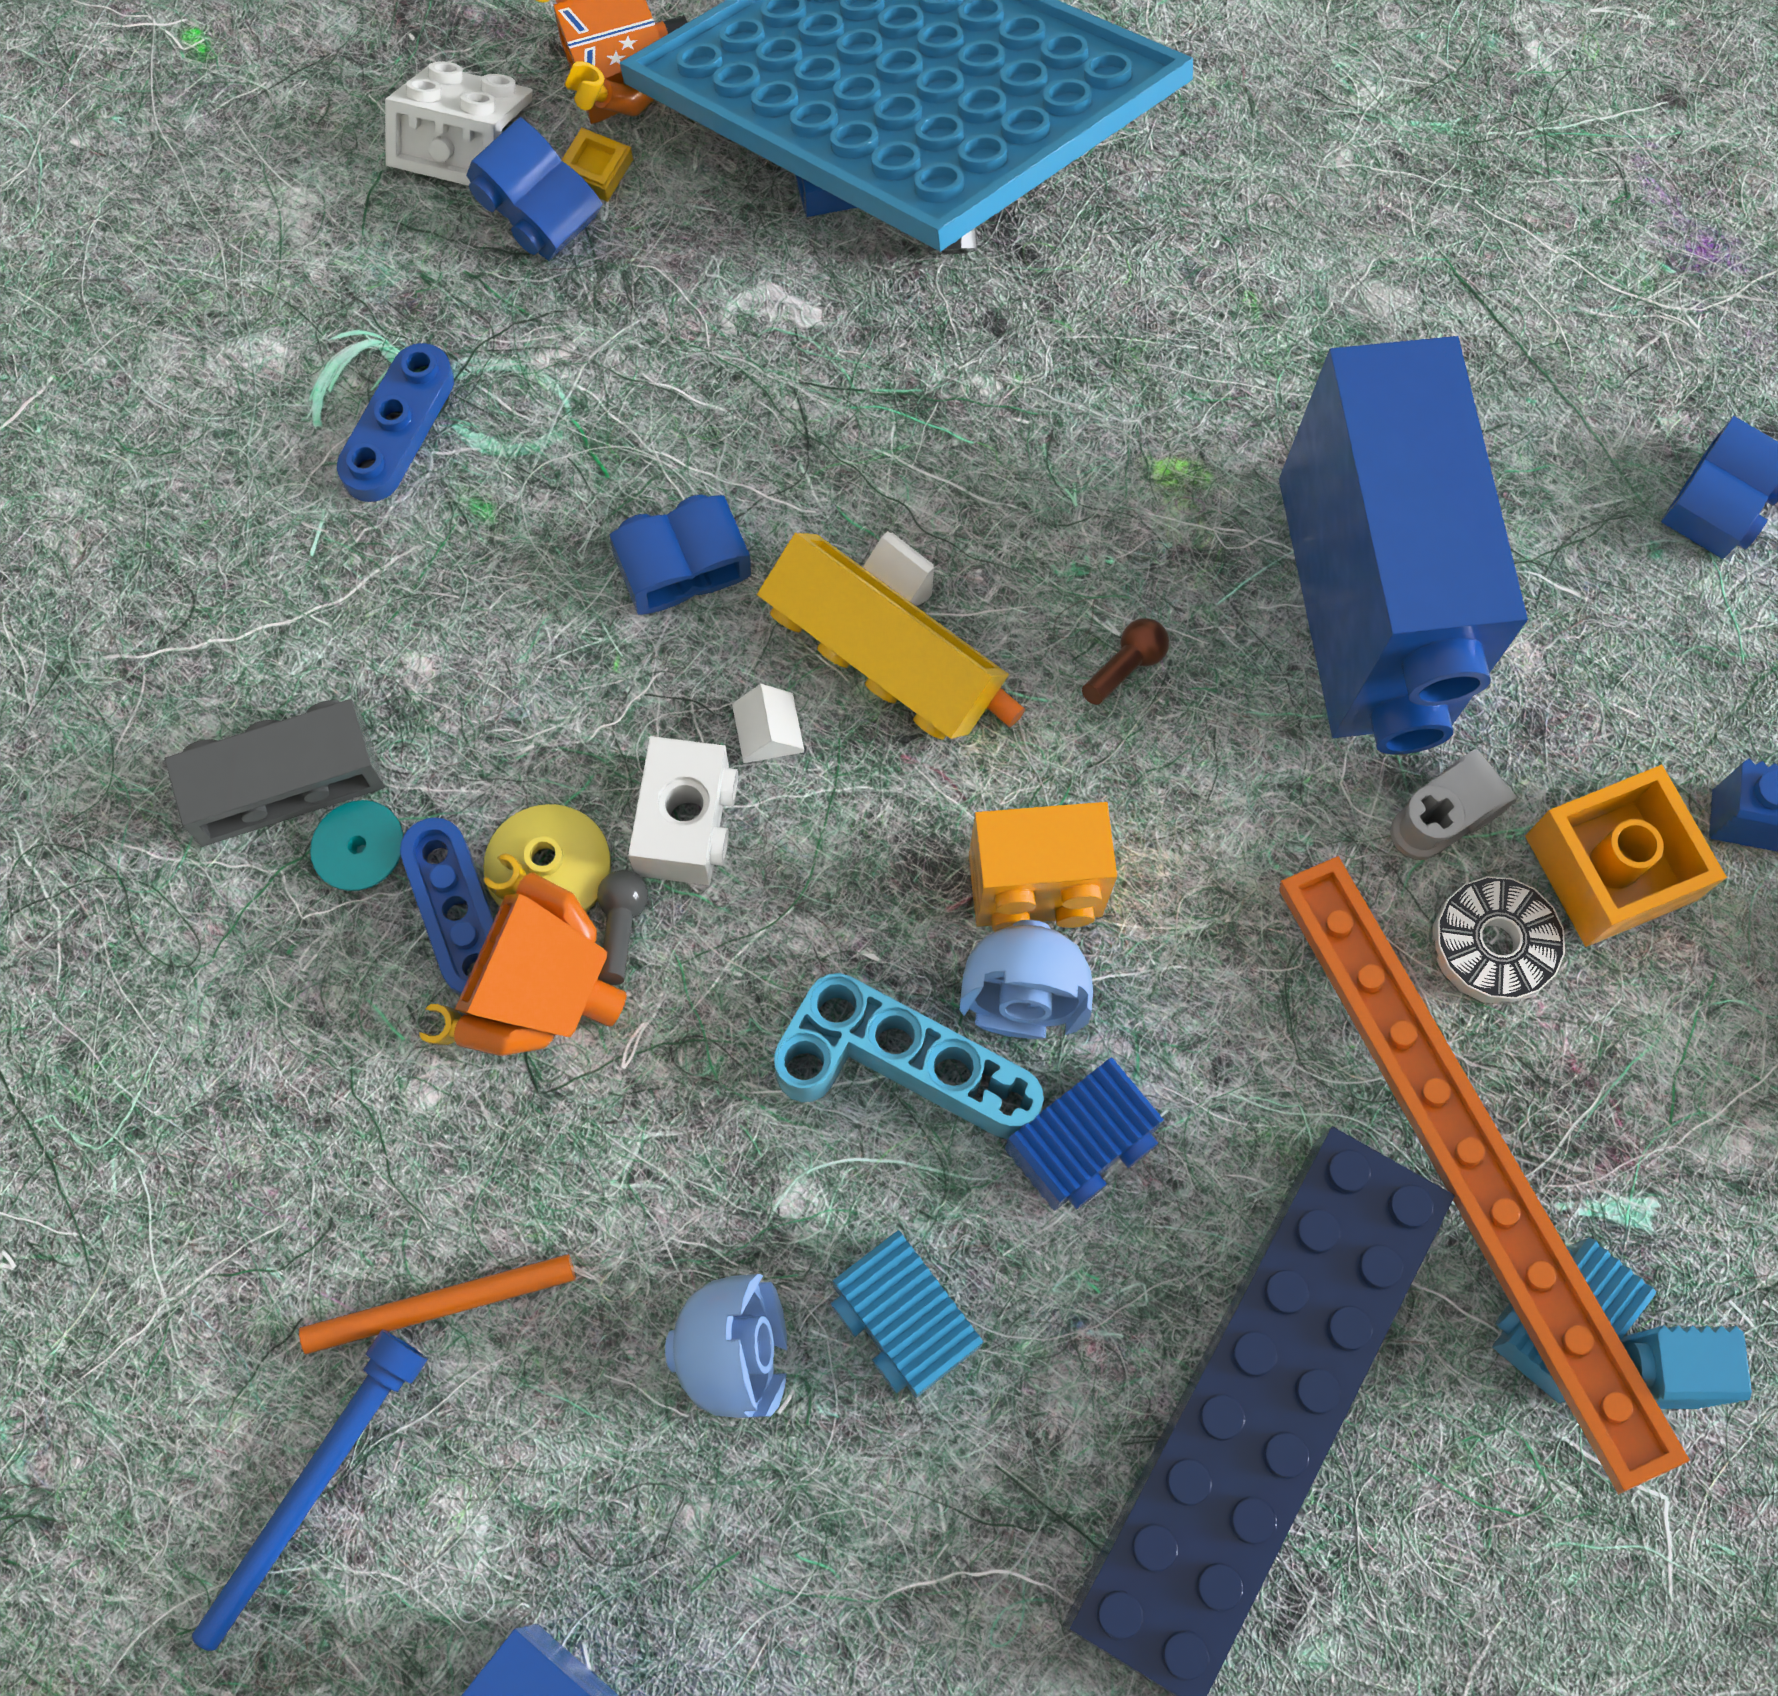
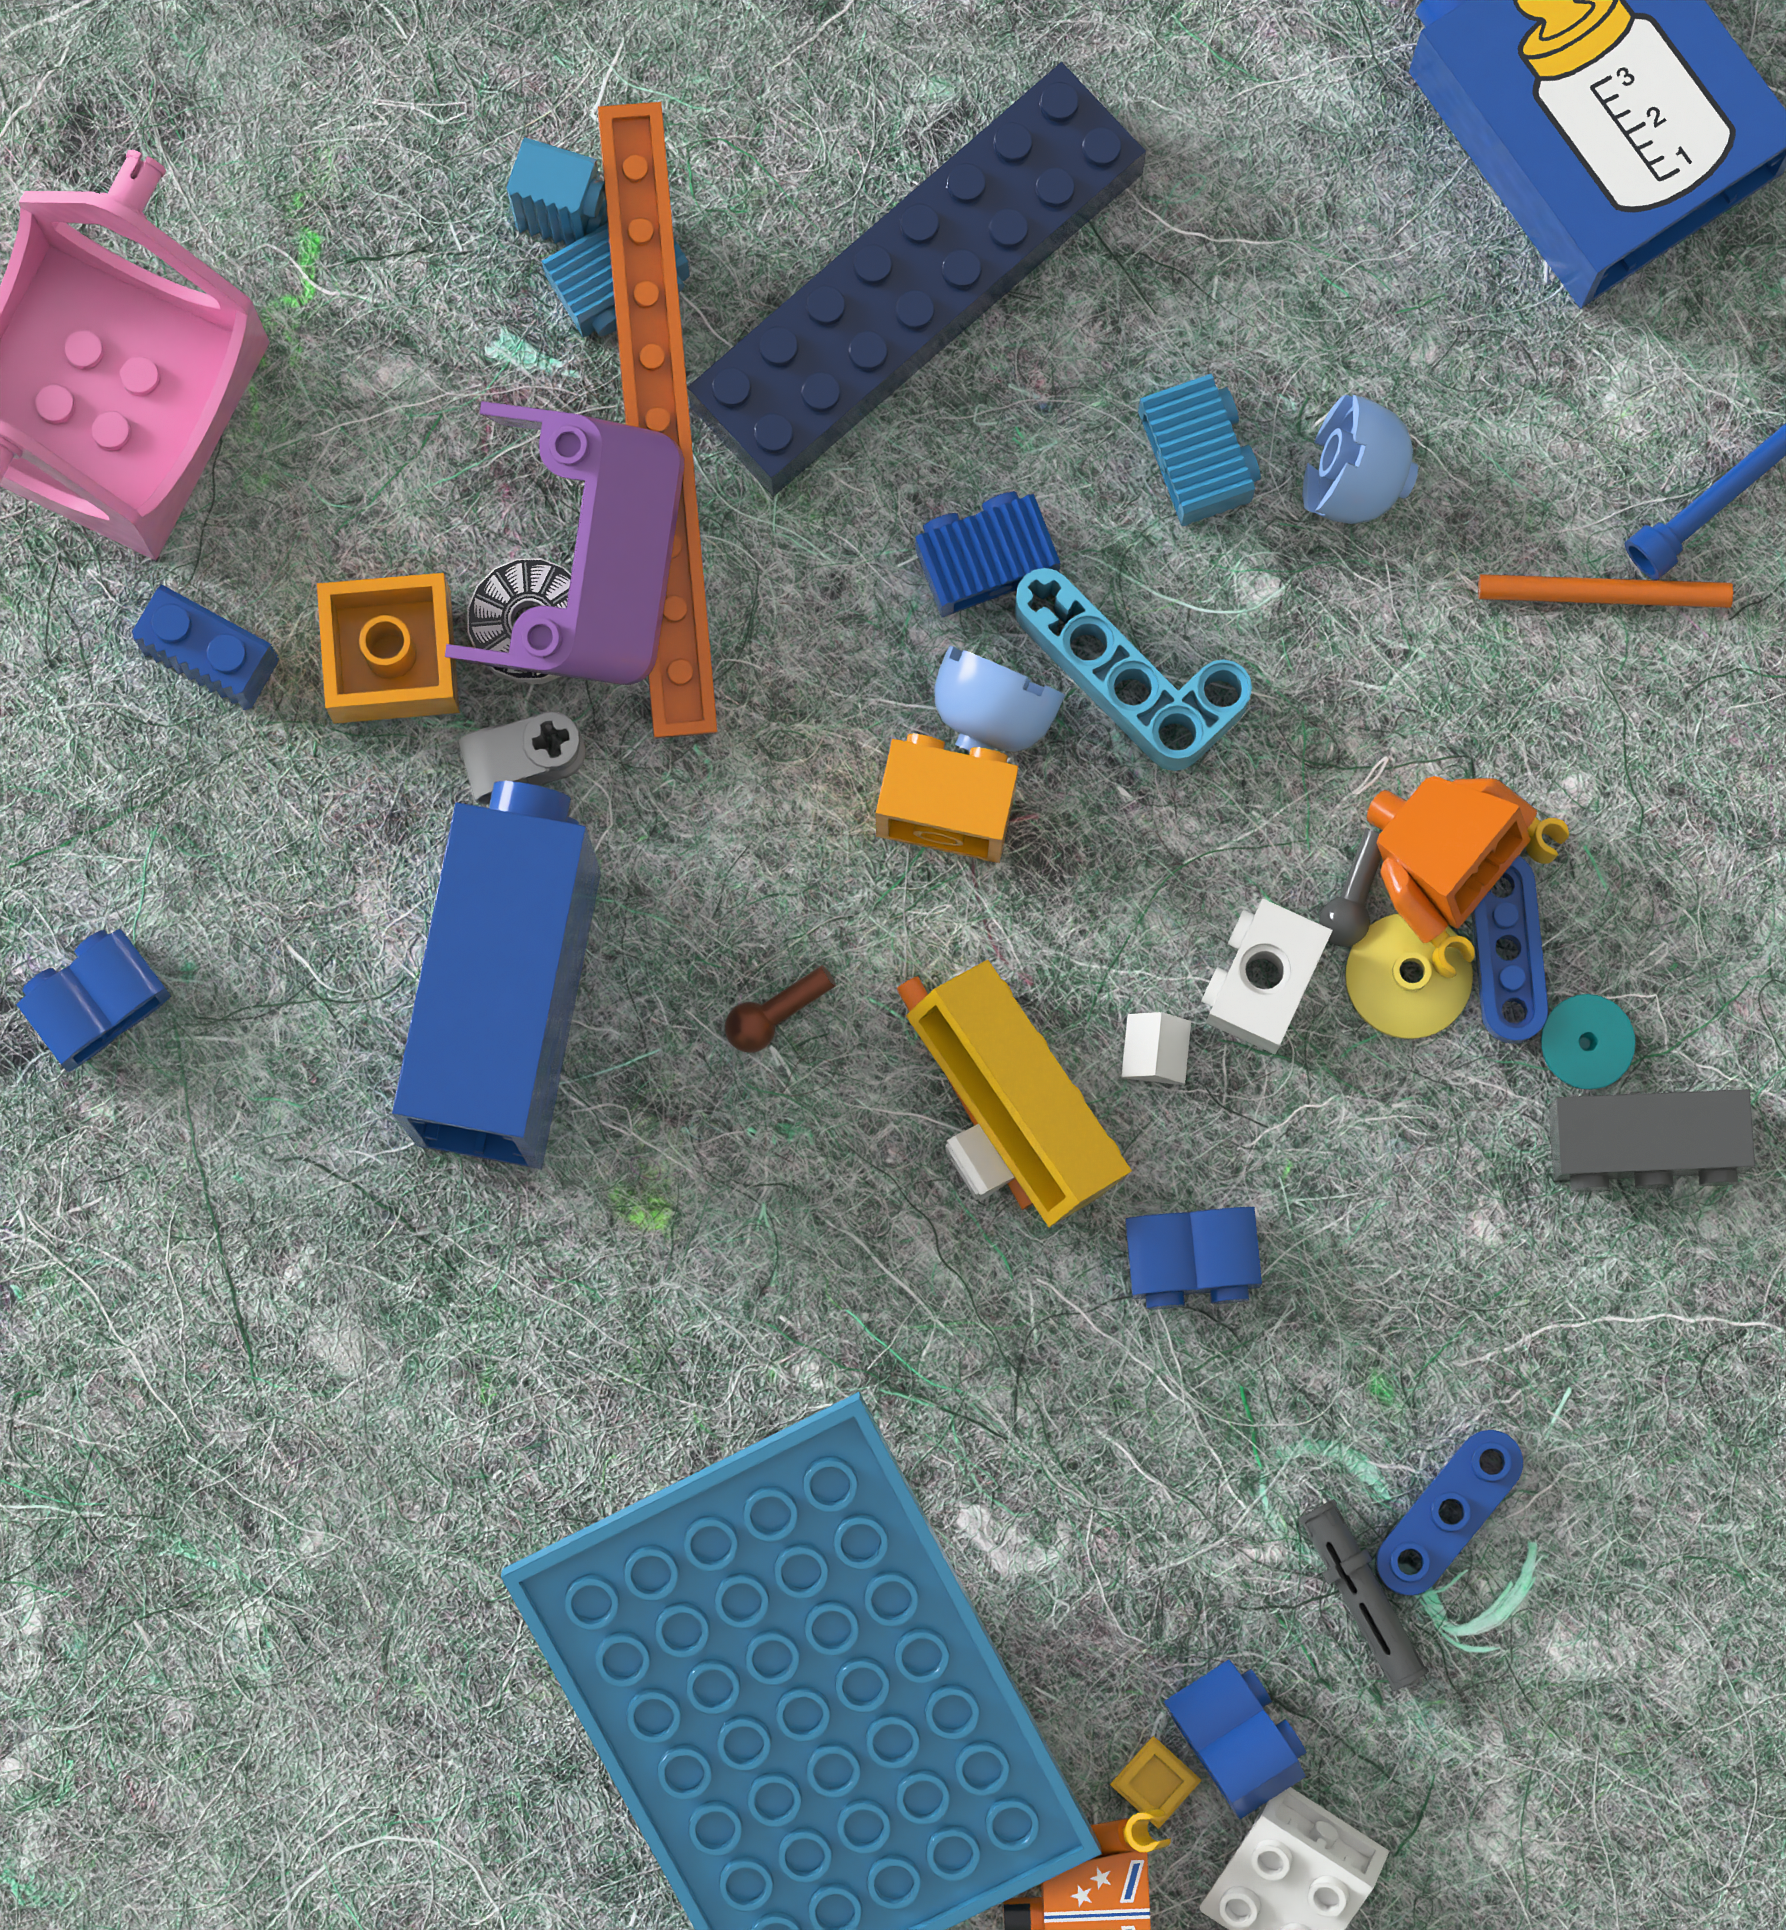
camera: 160 degrees left, 10 degrees up
(472, 349) = (1363, 1595): none -> dark grey pin
(1461, 1004) = (618, 556): none -> medium lavender windscreen

